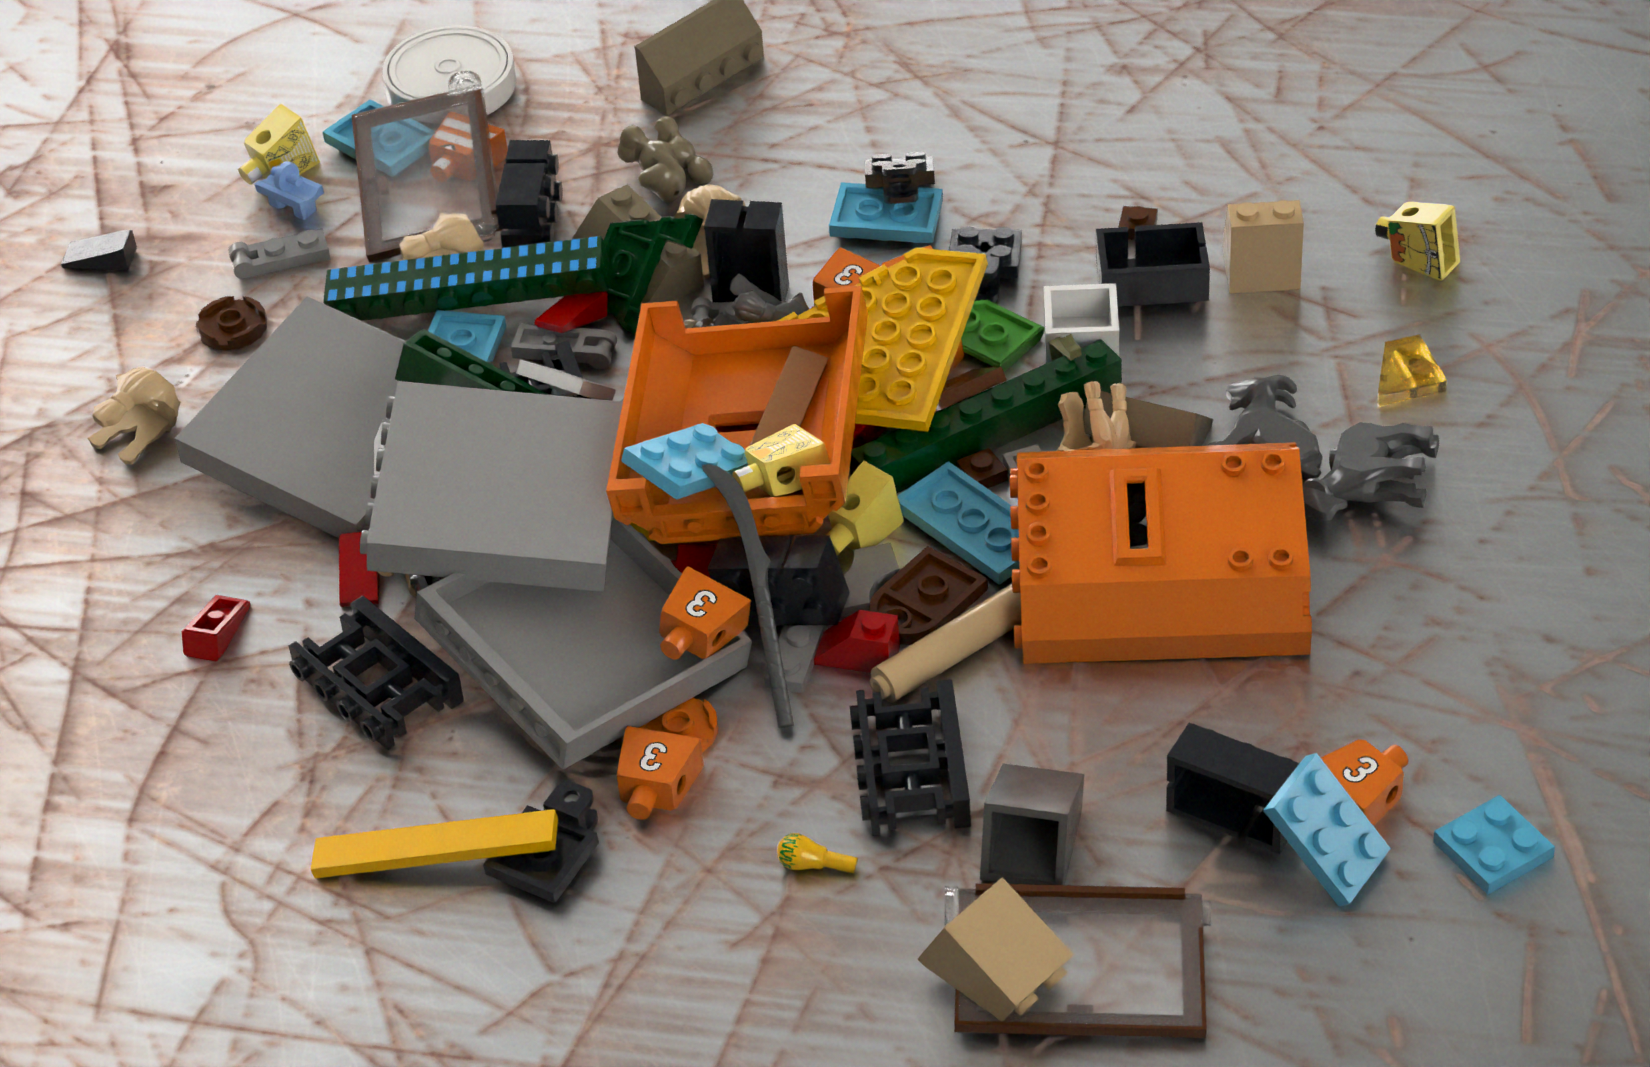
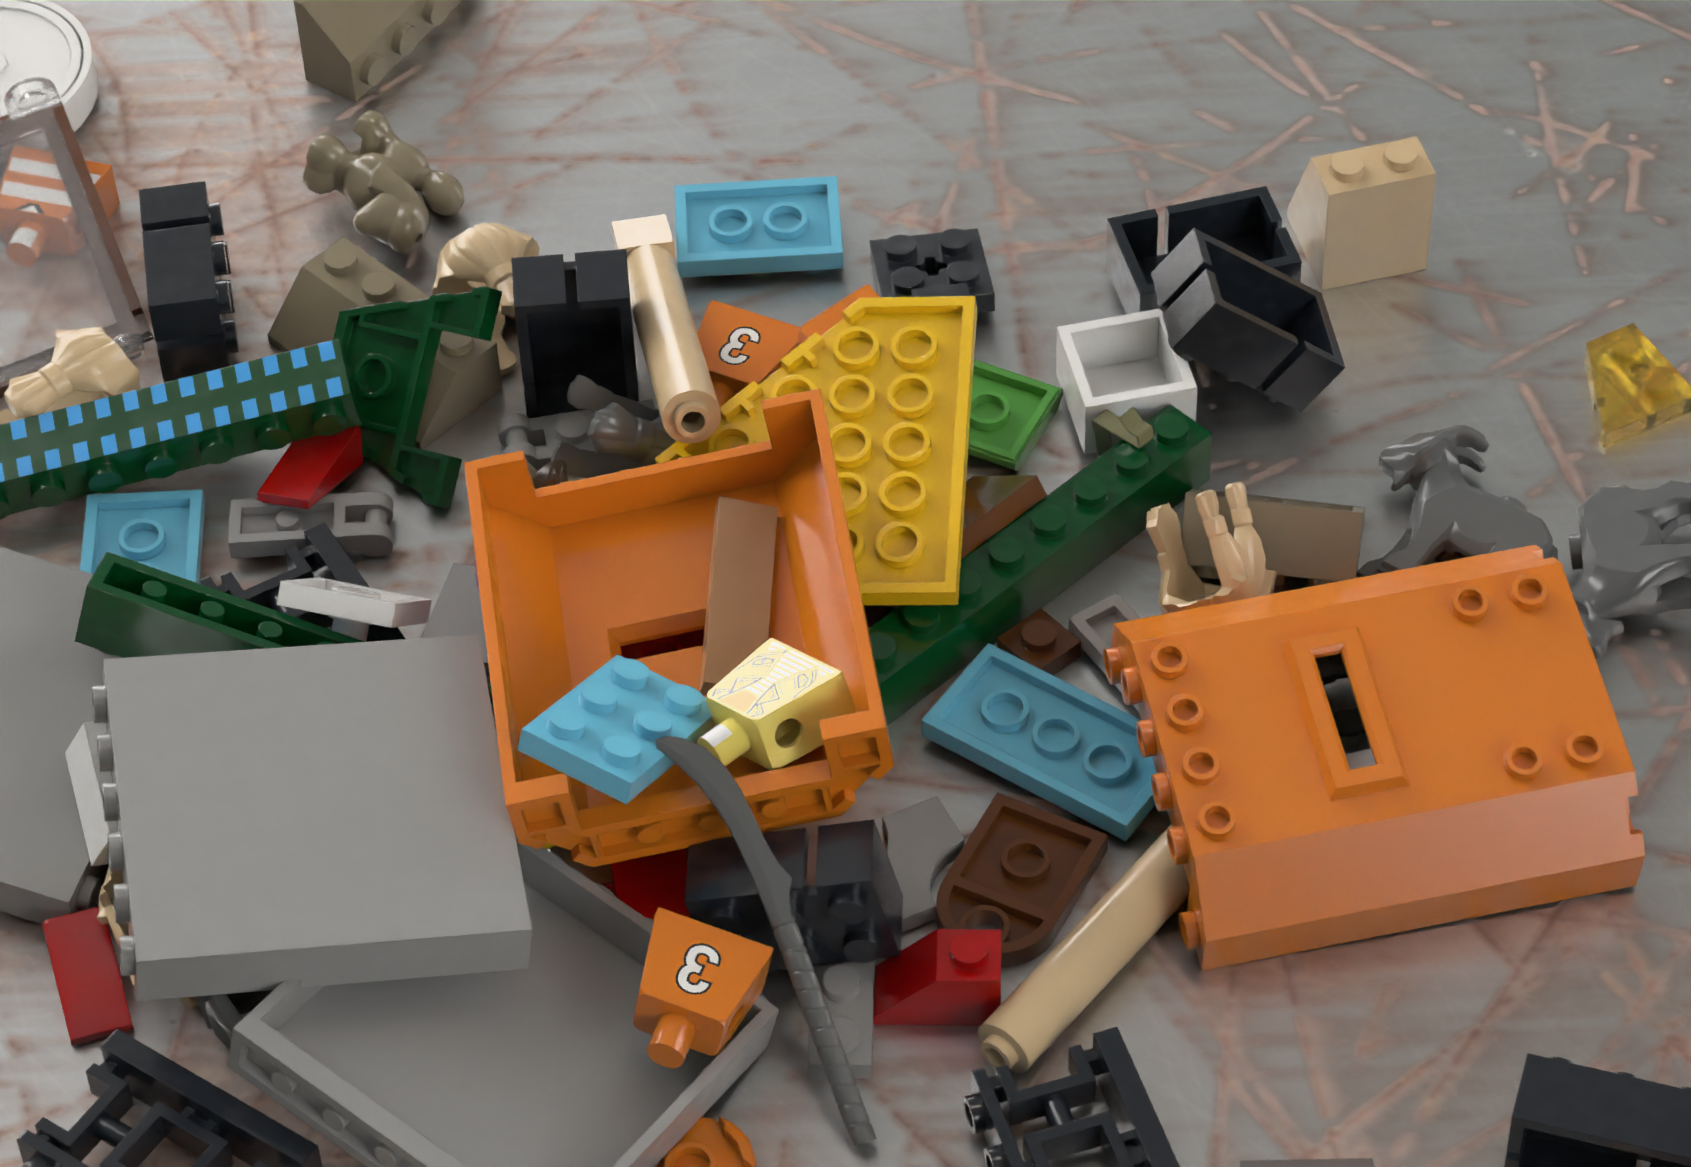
camera: 15 degrees left, 5 degrees up
(801, 254) = (667, 330): none -> tan brick
(869, 510) = (914, 751): light yellow torso -> none
(899, 175) = (765, 162): black plate -> none
(1137, 216) = (1148, 189): reddish brown plate -> none
(1163, 297) = (1247, 321): none -> black piece
(1422, 238) = (1592, 163): light yellow torso -> none

